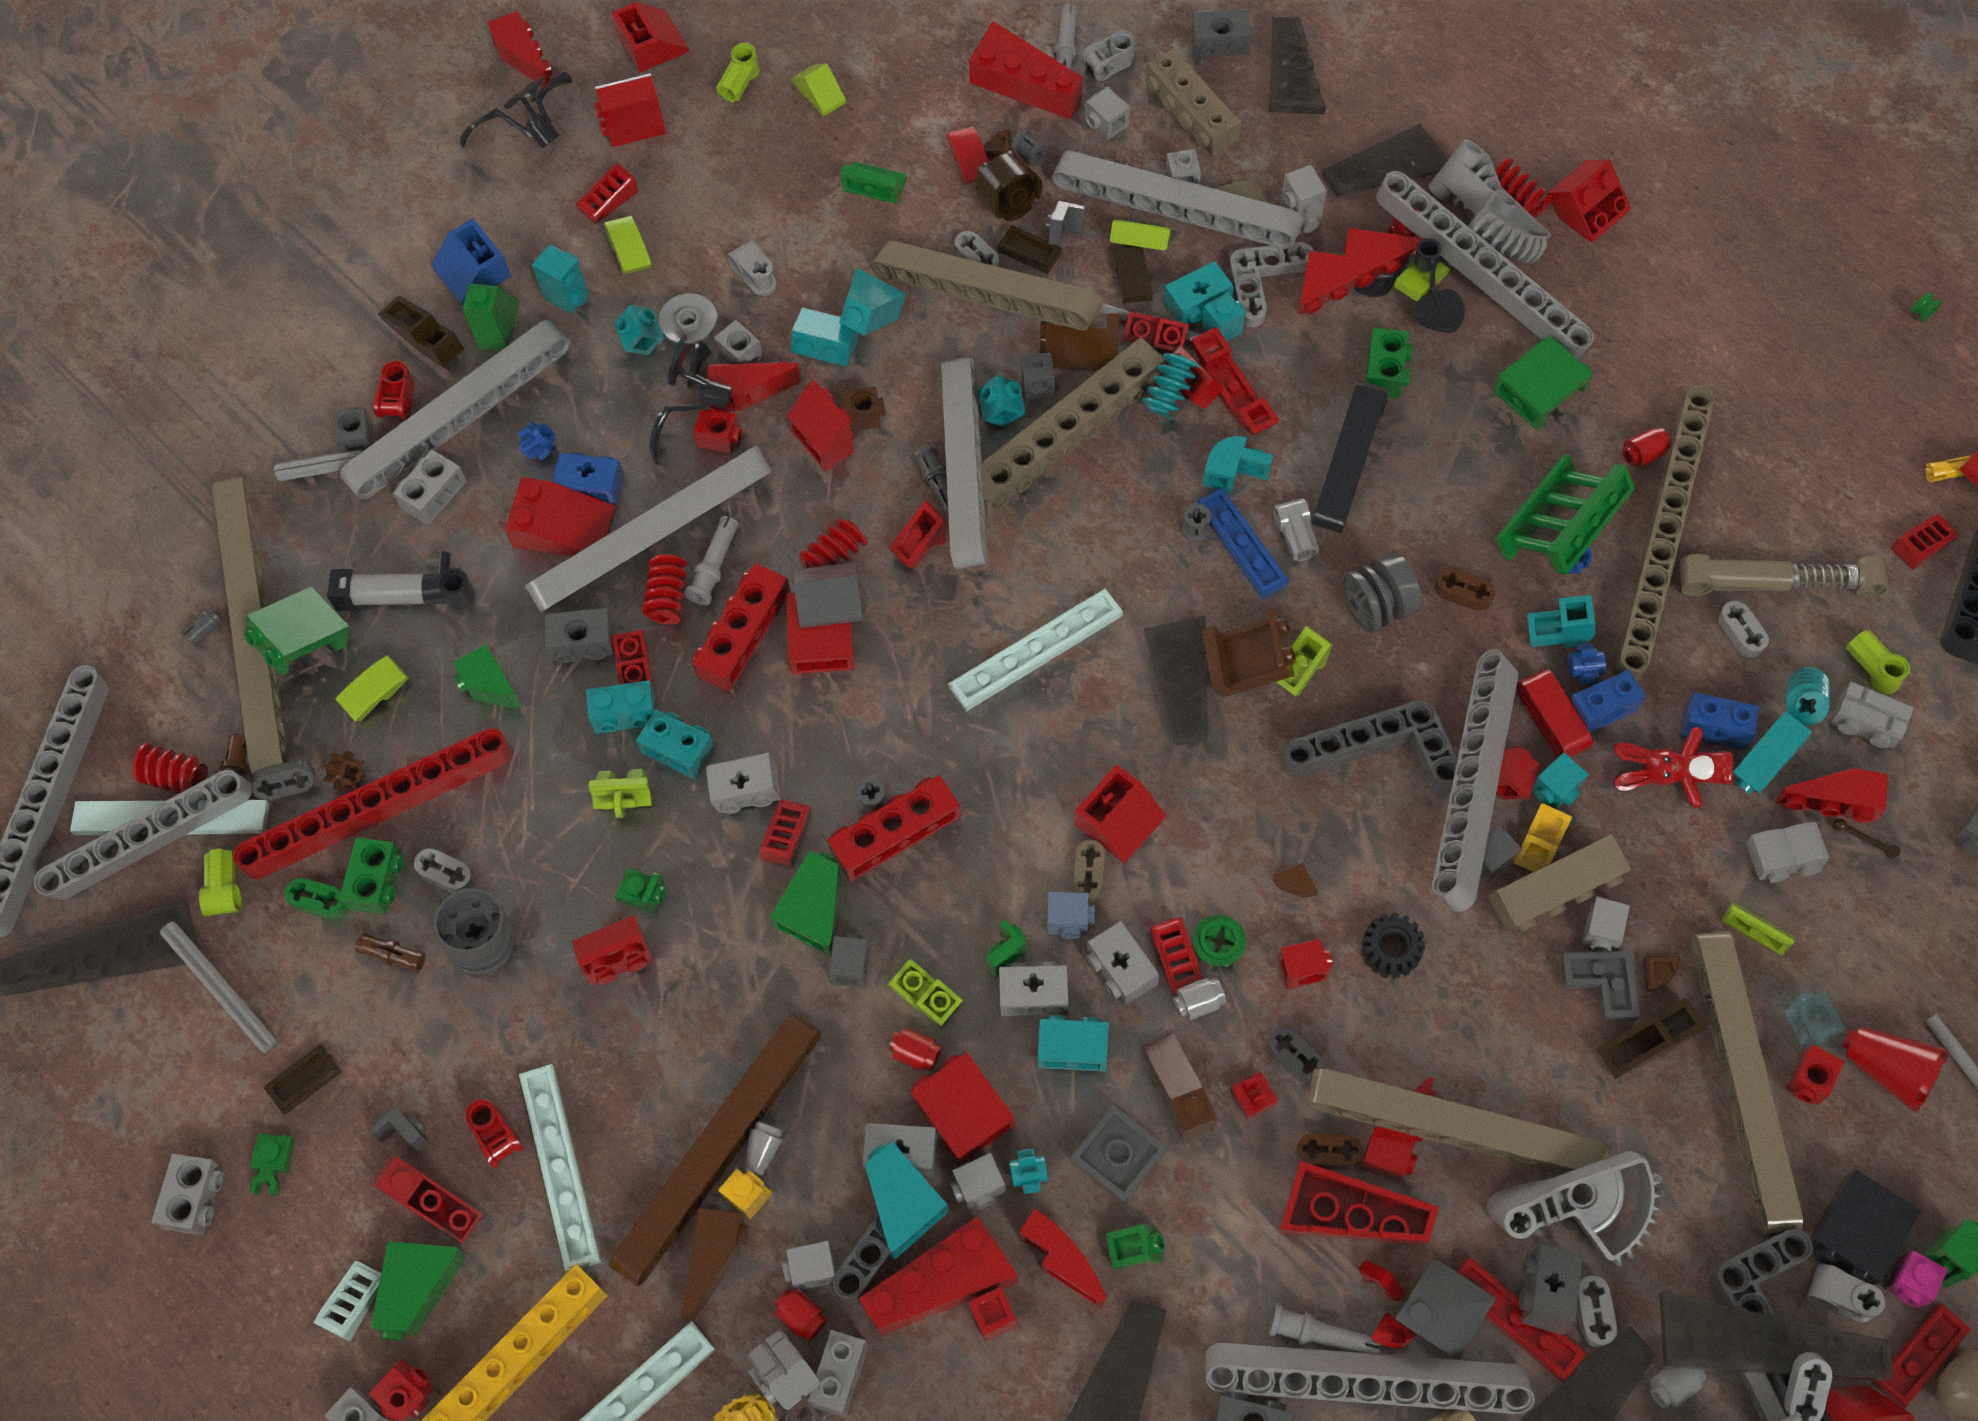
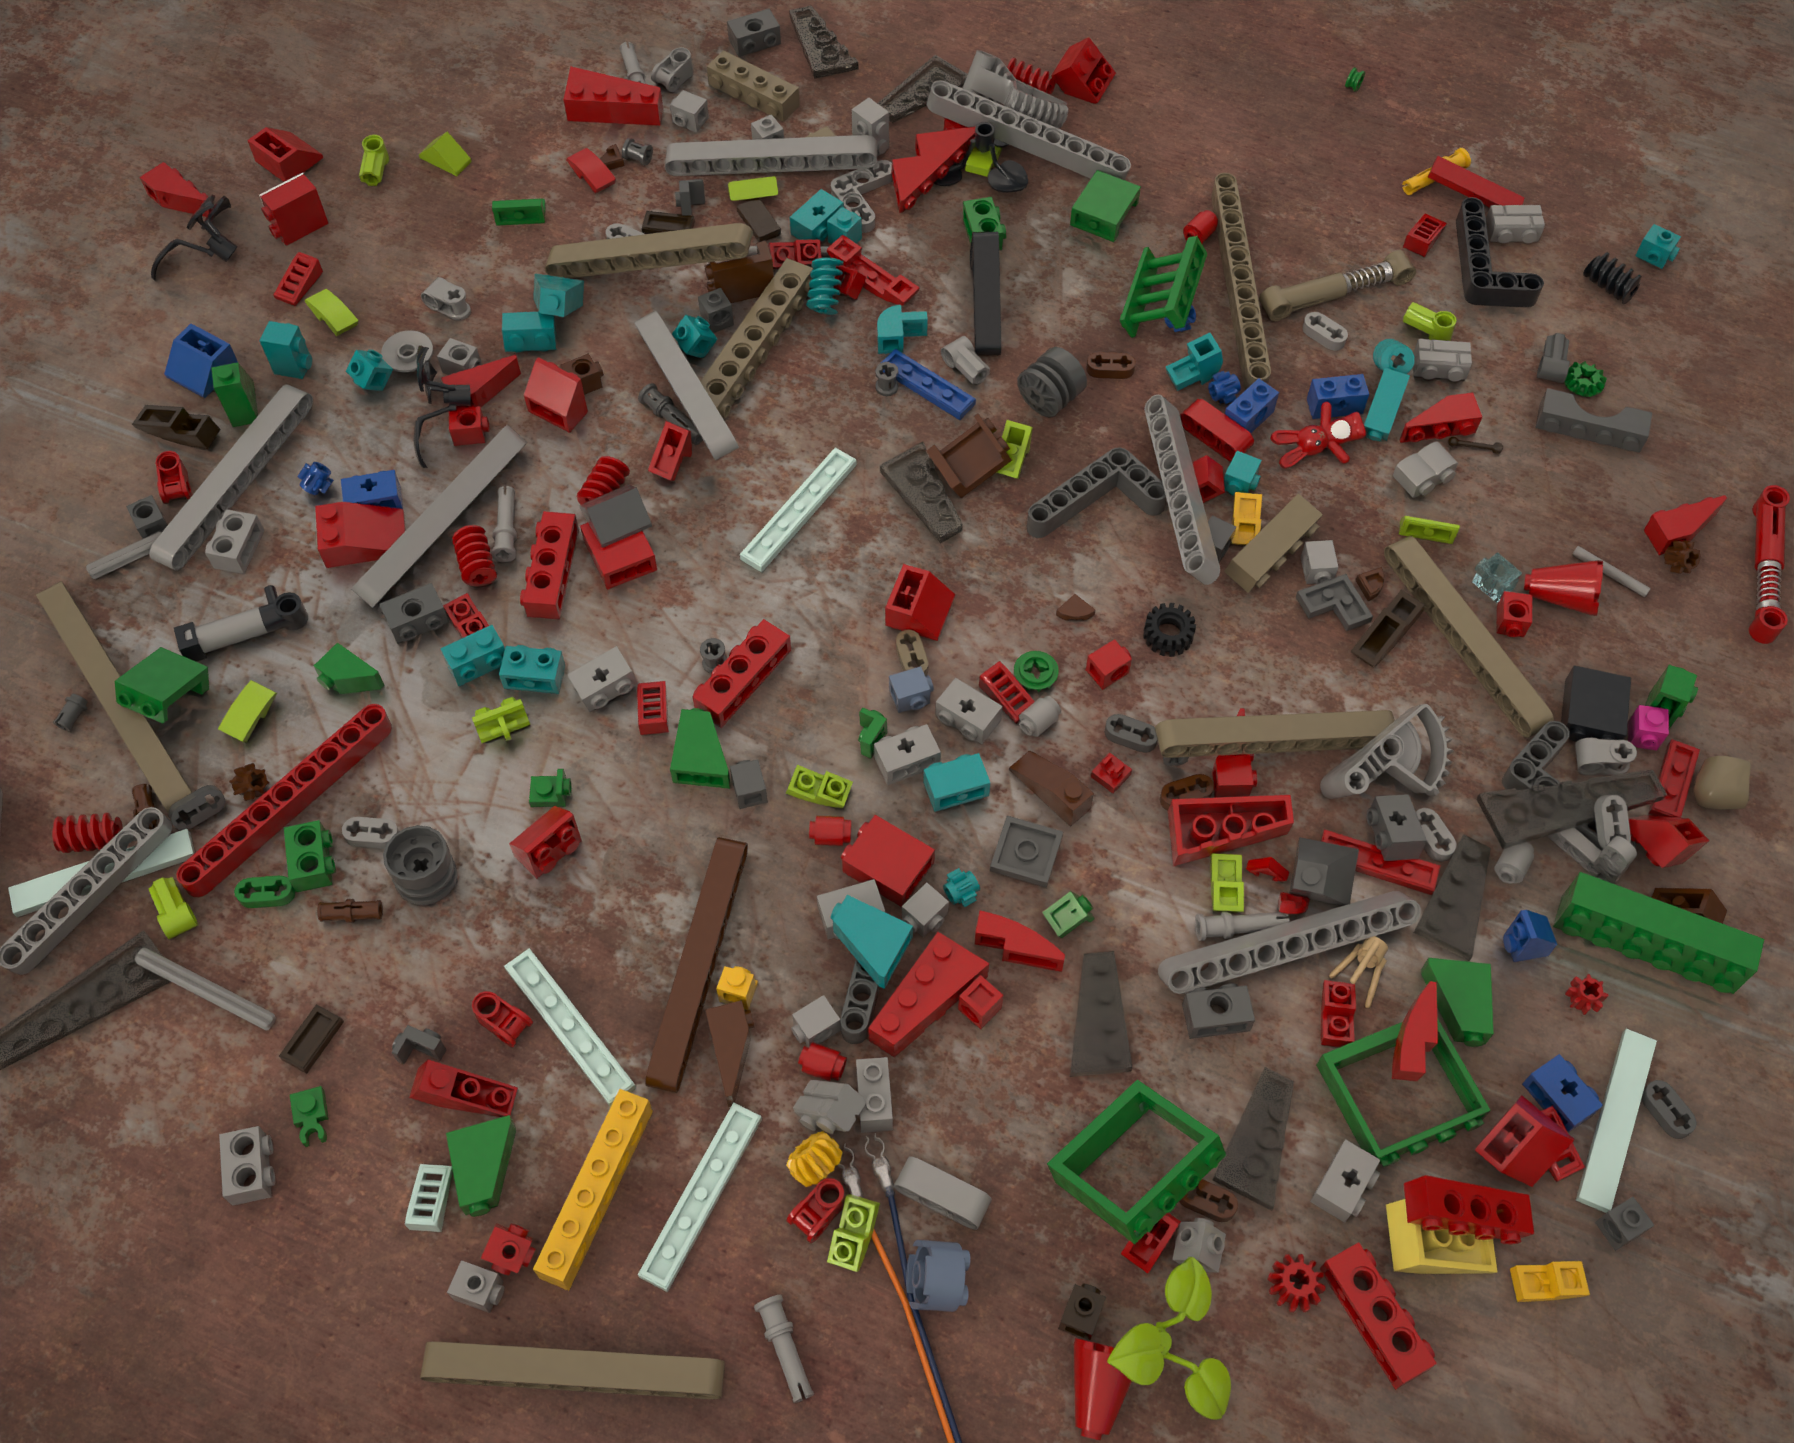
camera: 25 degrees left, 5 degrees down
(762, 1146) = (736, 946): light grey cone -> none
(1008, 186) = (633, 181): dark brown brick -> none
(1329, 1278) = (1227, 883): none -> lime slope

